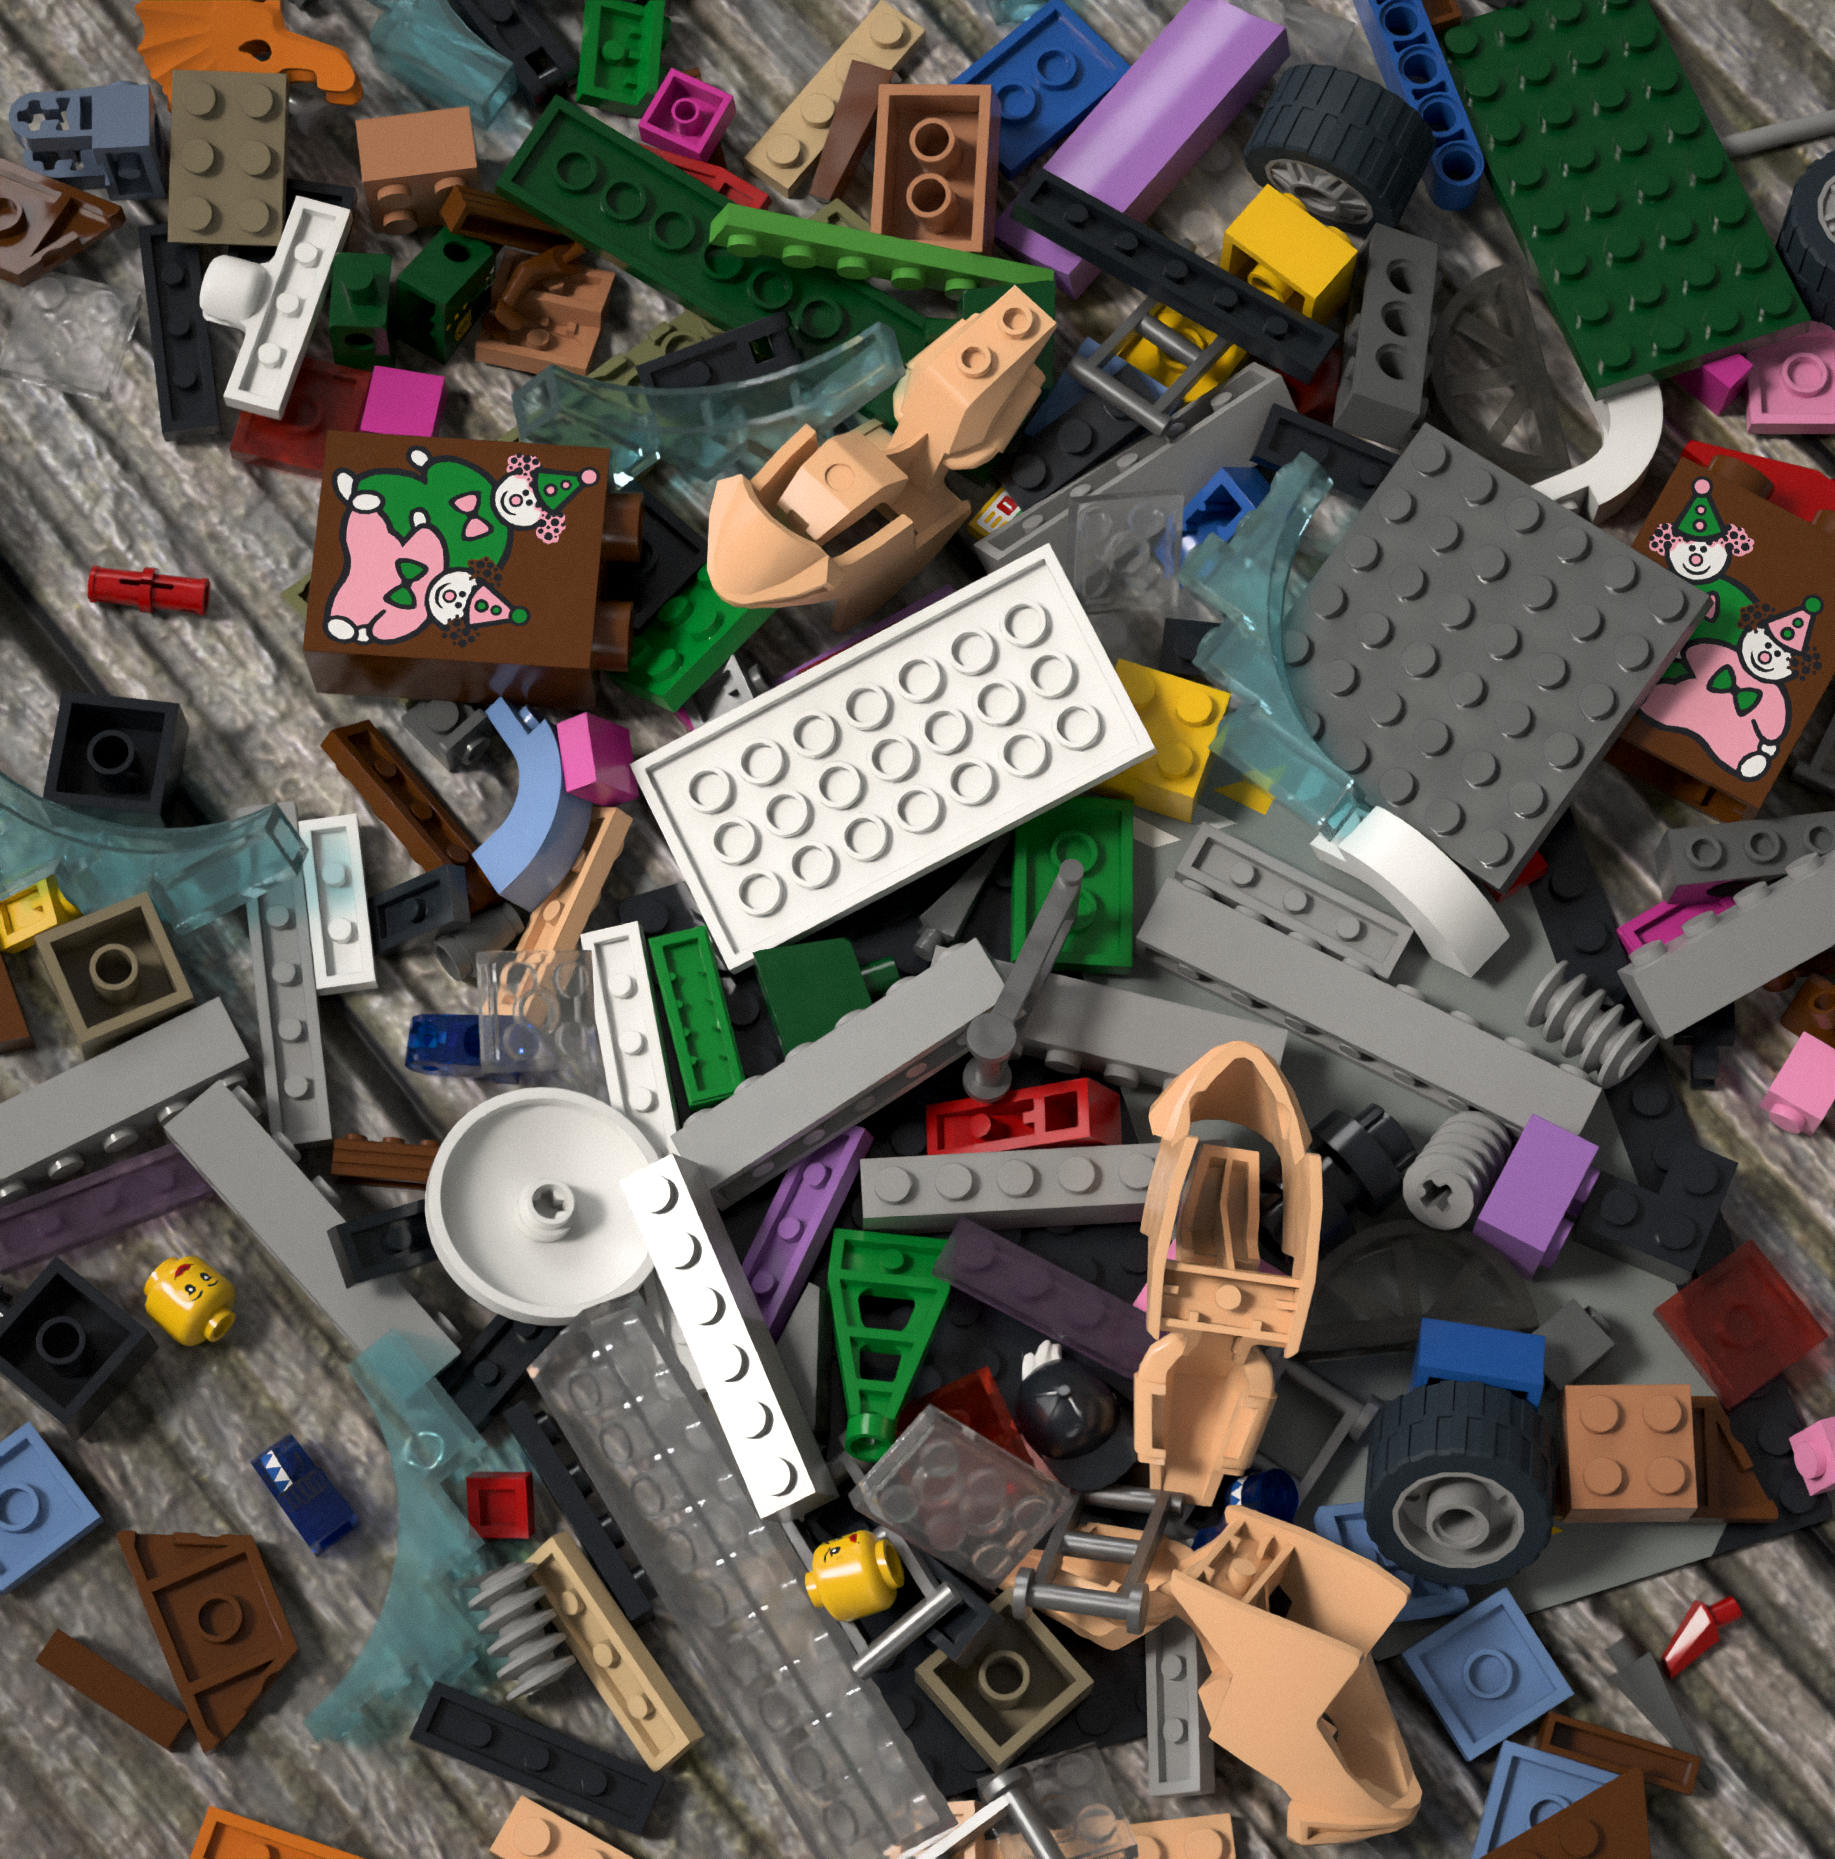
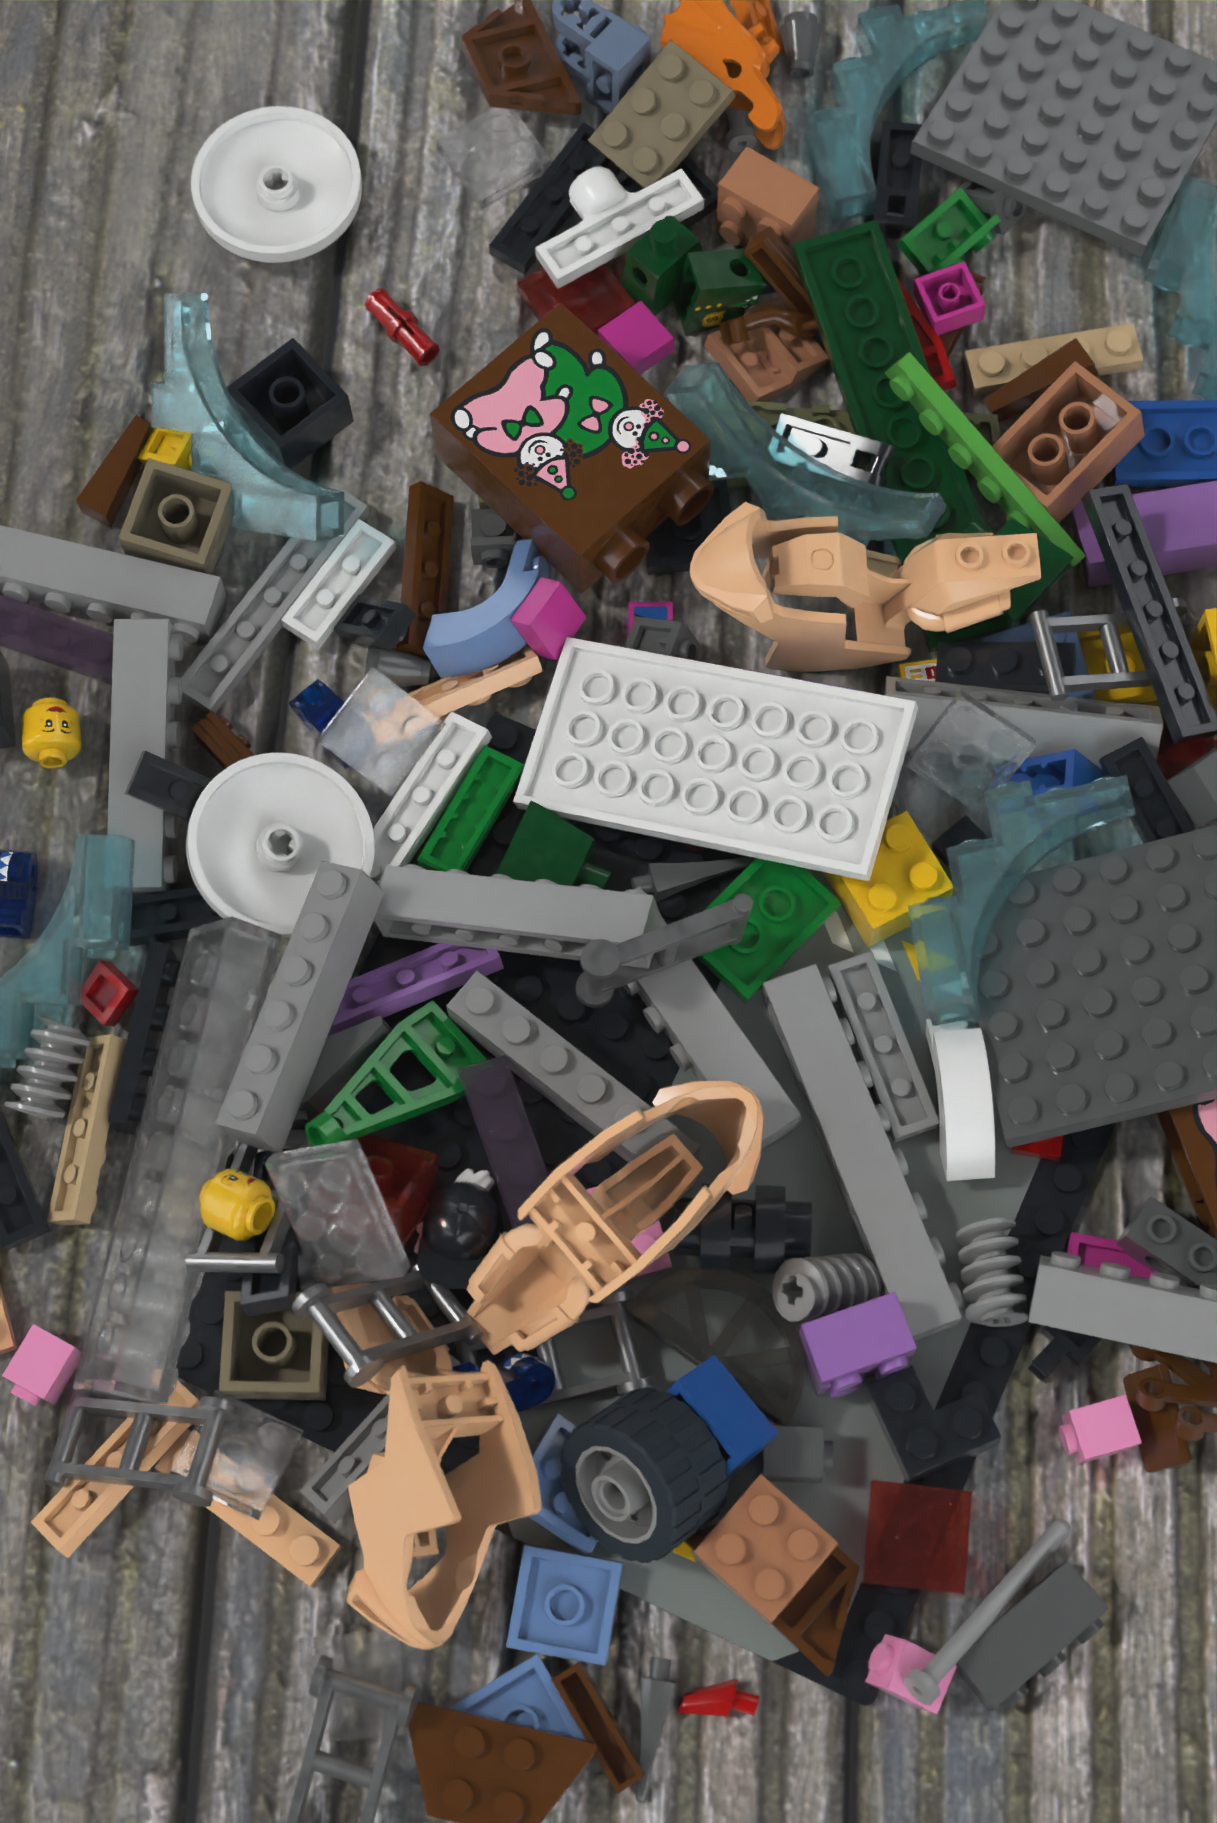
camera: 45 degrees right, 0 degrees up
(686, 644) = (660, 598): green plate -> none
(1027, 1119) = (601, 1037): red slope -> none

